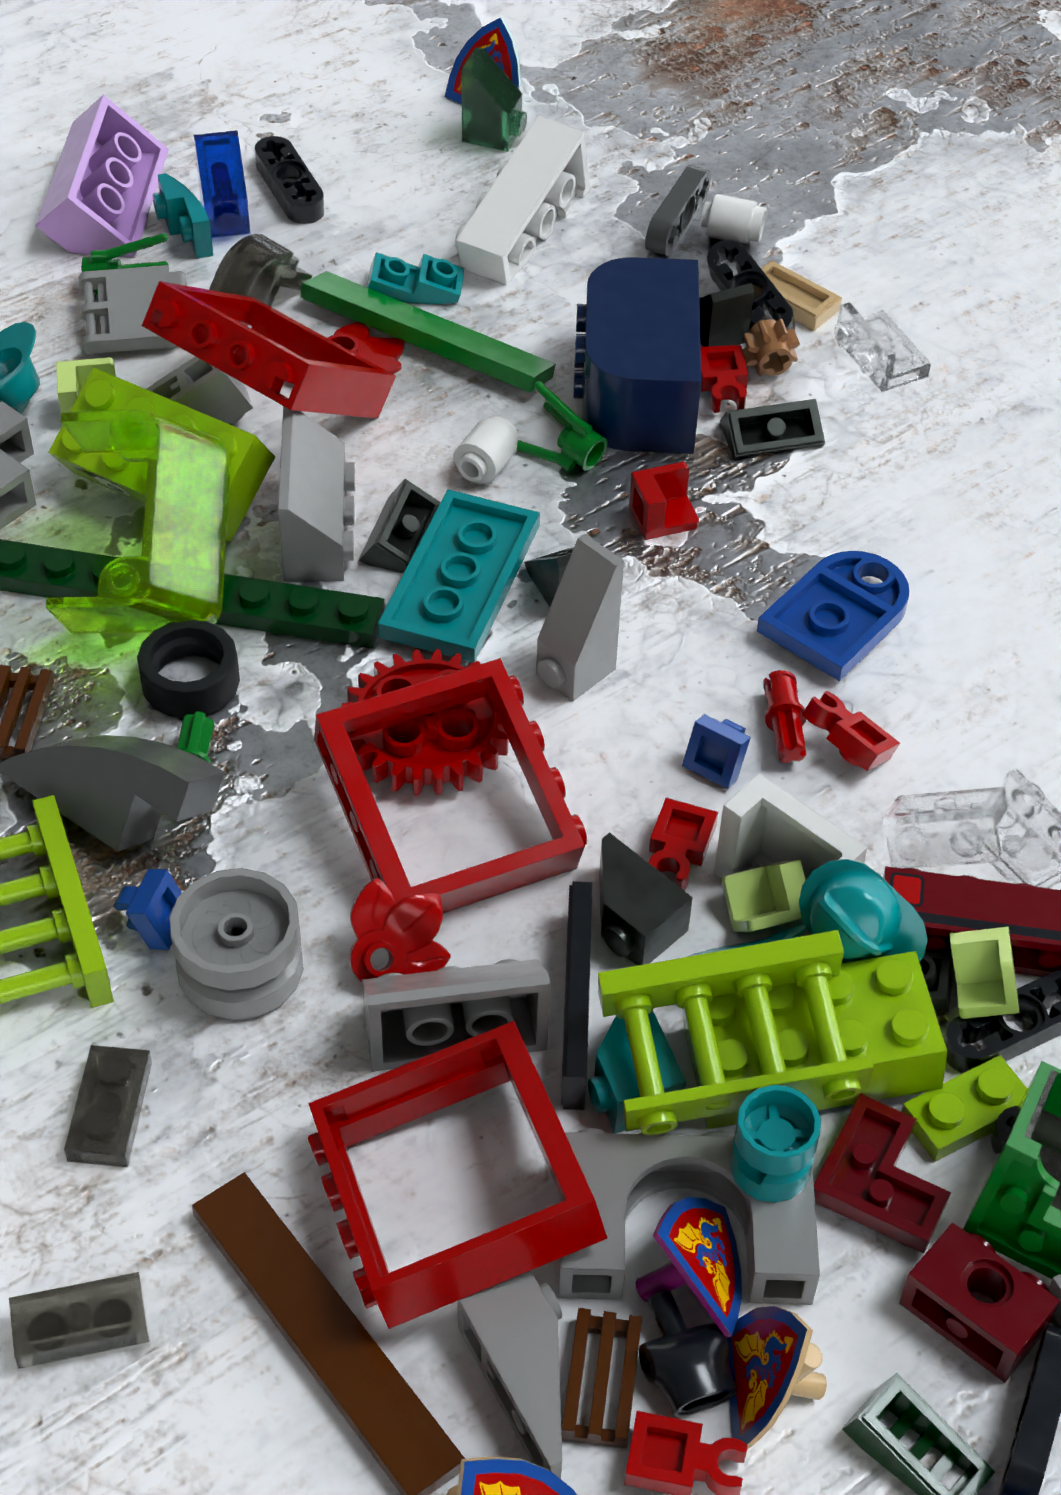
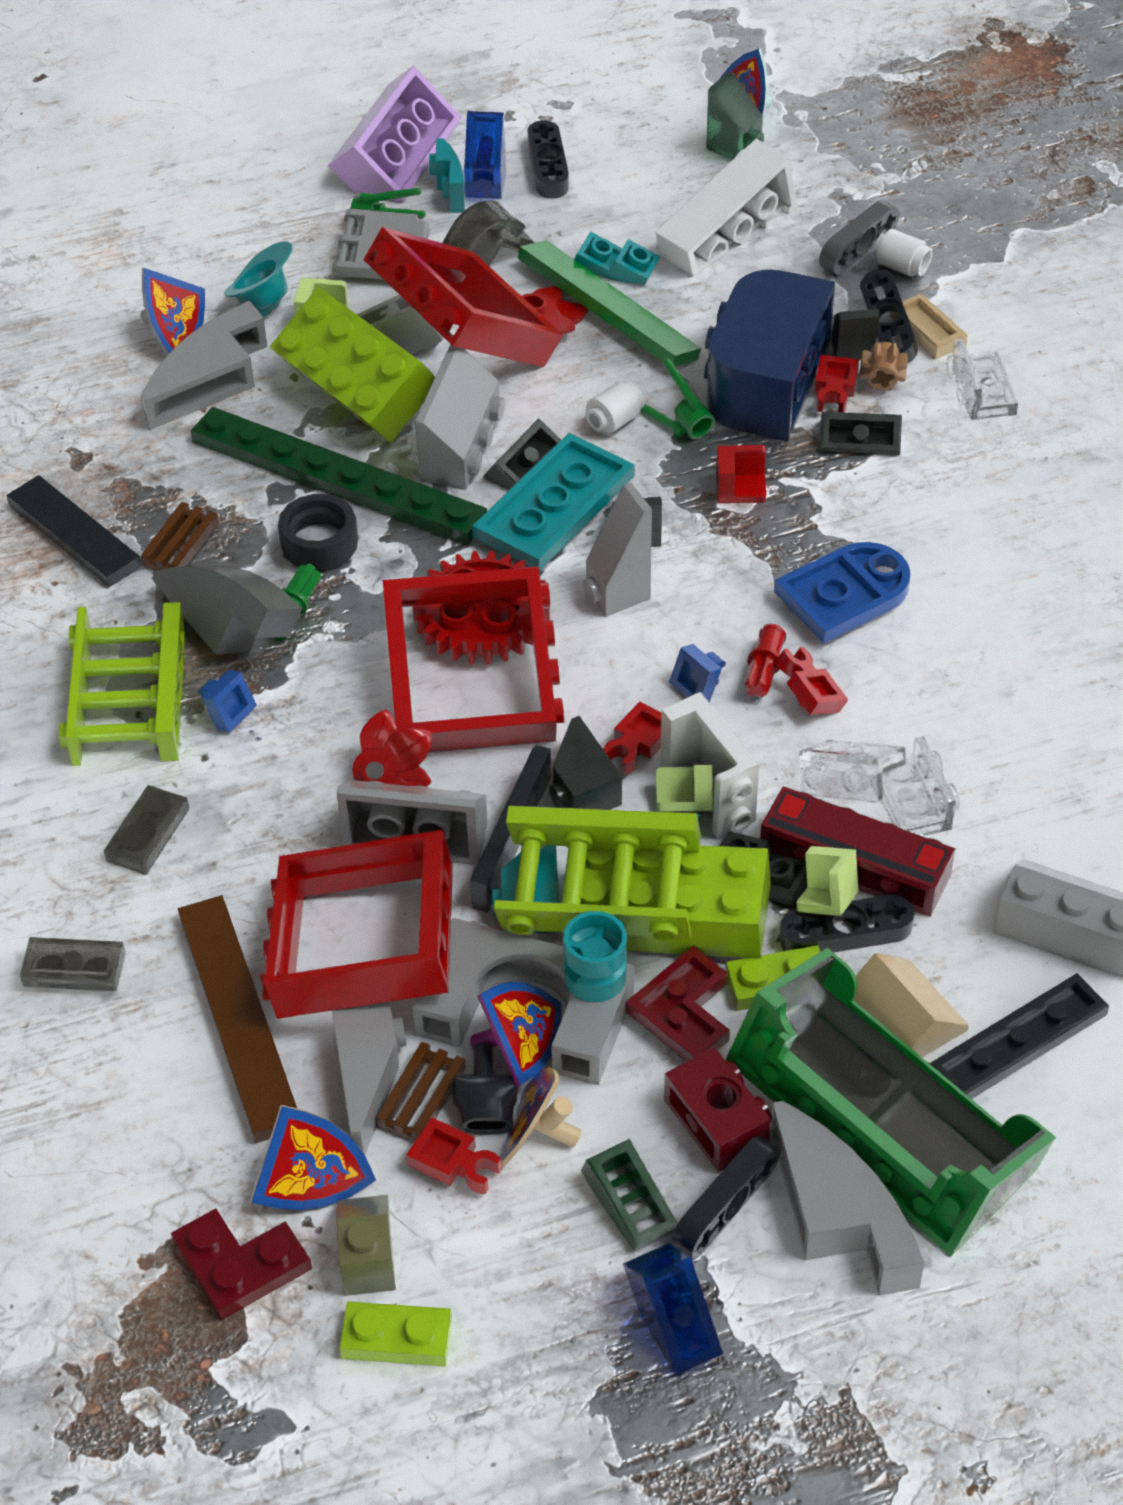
camera: 20 degrees right, 0 degrees up
(182, 529) = (339, 422): clear neon green windscreen -> none
(237, 943) = (273, 736): light grey wheel -> none
(863, 909) = (735, 812): teal piece -> none

